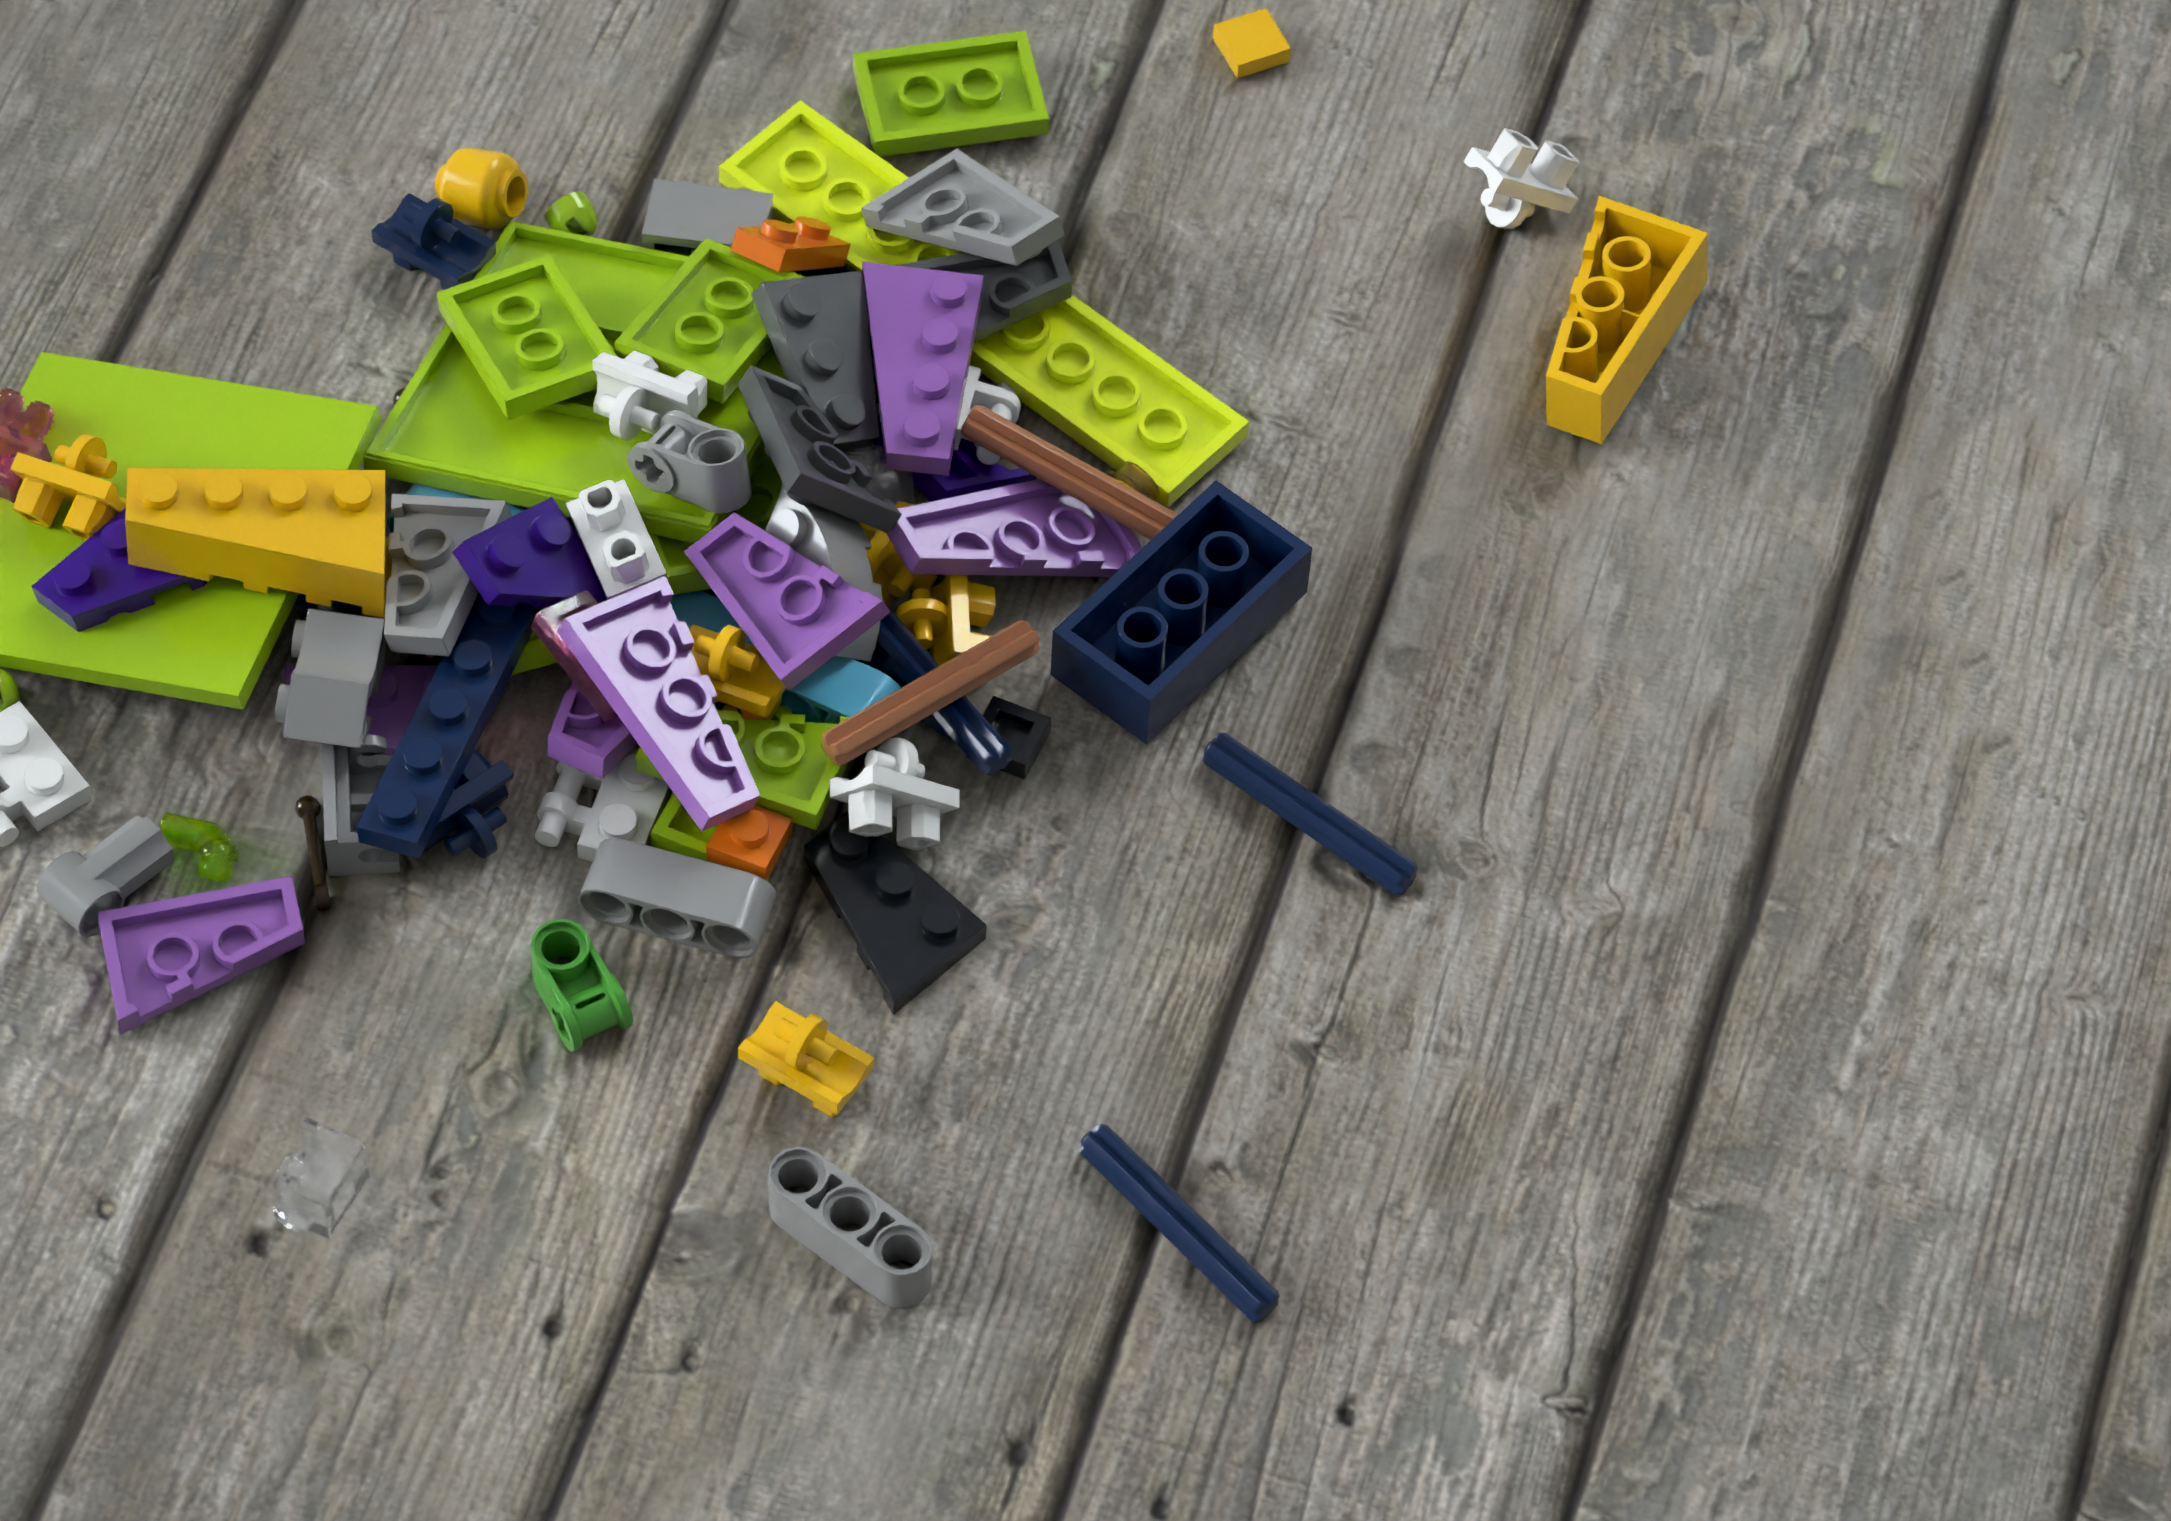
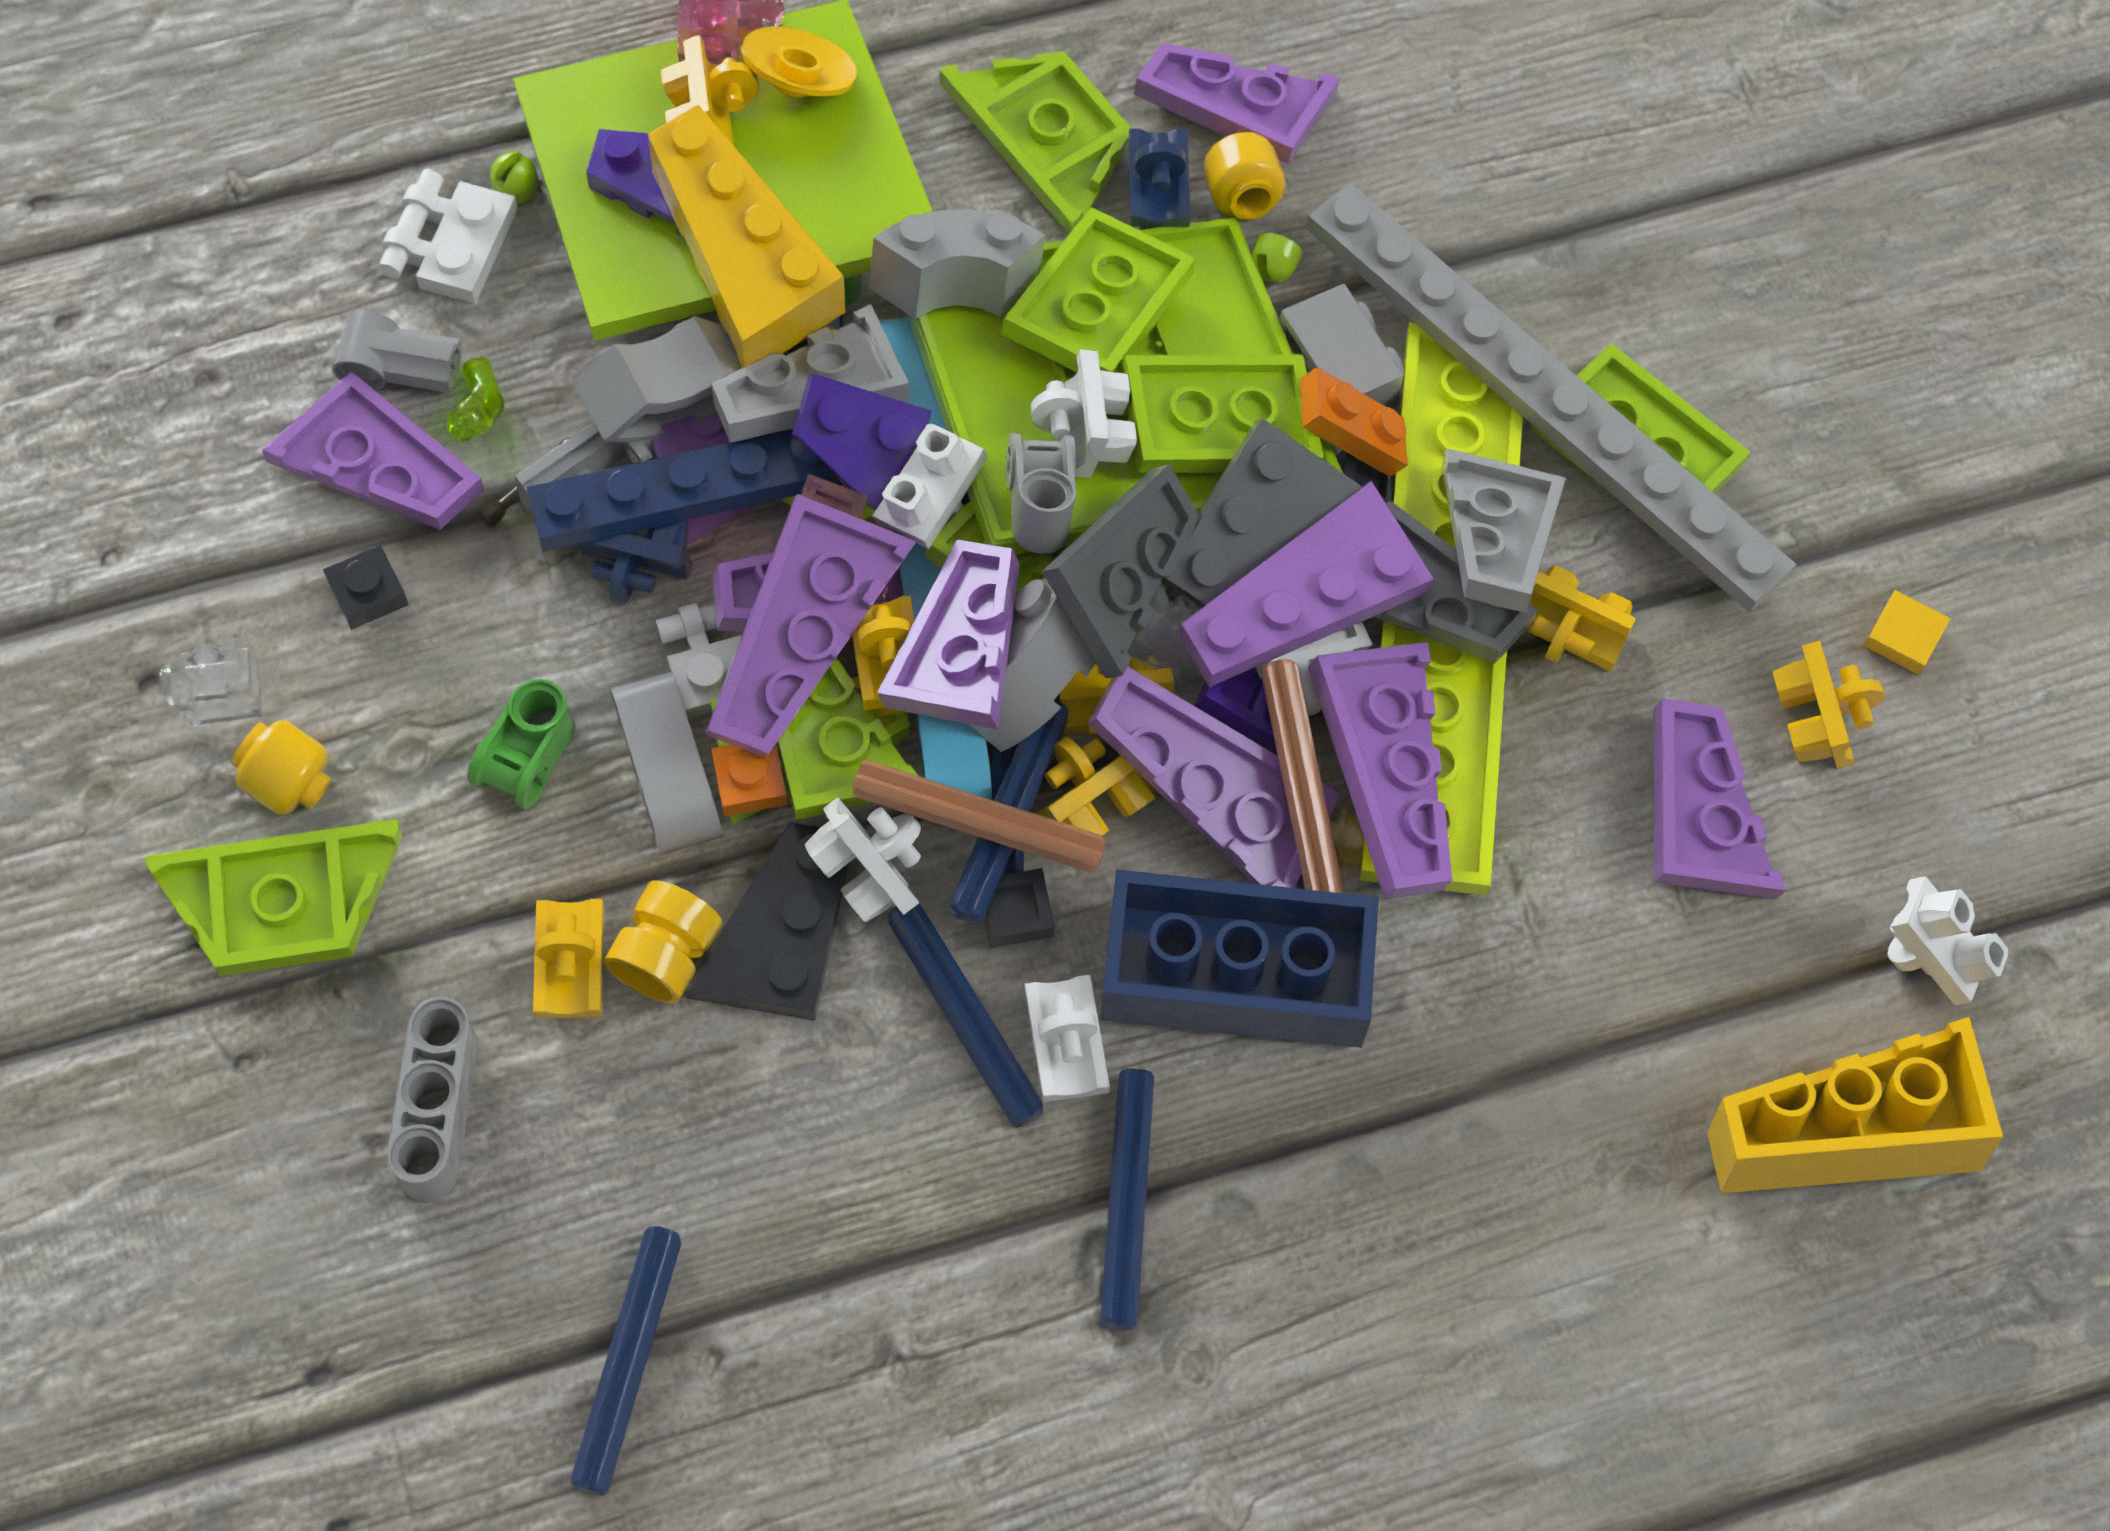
camera: 55 degrees right, 10 degrees up
(103, 406) = (798, 62): none -> yellow dish
(304, 292) = (1046, 127): none -> lime wing
(313, 1027) = (365, 587): none -> black plate
(396, 151) = (1236, 98): none -> medium lavender wing
(419, 401) = (955, 260): none -> light grey brick
(447, 1172) = (281, 767): none -> yellow head
(563, 1245) = (279, 895): none -> lime wing
(842, 986) = (659, 950): none -> yellow wheel
(861, 118) = (1551, 398): none -> light grey plate
(1069, 827) = (966, 1015): none -> dark blue axle
(1081, 406) = (1384, 743): none -> medium lavender wing
(1089, 225) = (1579, 621): none -> yellow hips
(1154, 764) = (1066, 1039): none -> white hips
(1278, 118) = (1811, 681): none -> yellow hips
(1298, 263) = (1701, 809): none -> medium lavender wing

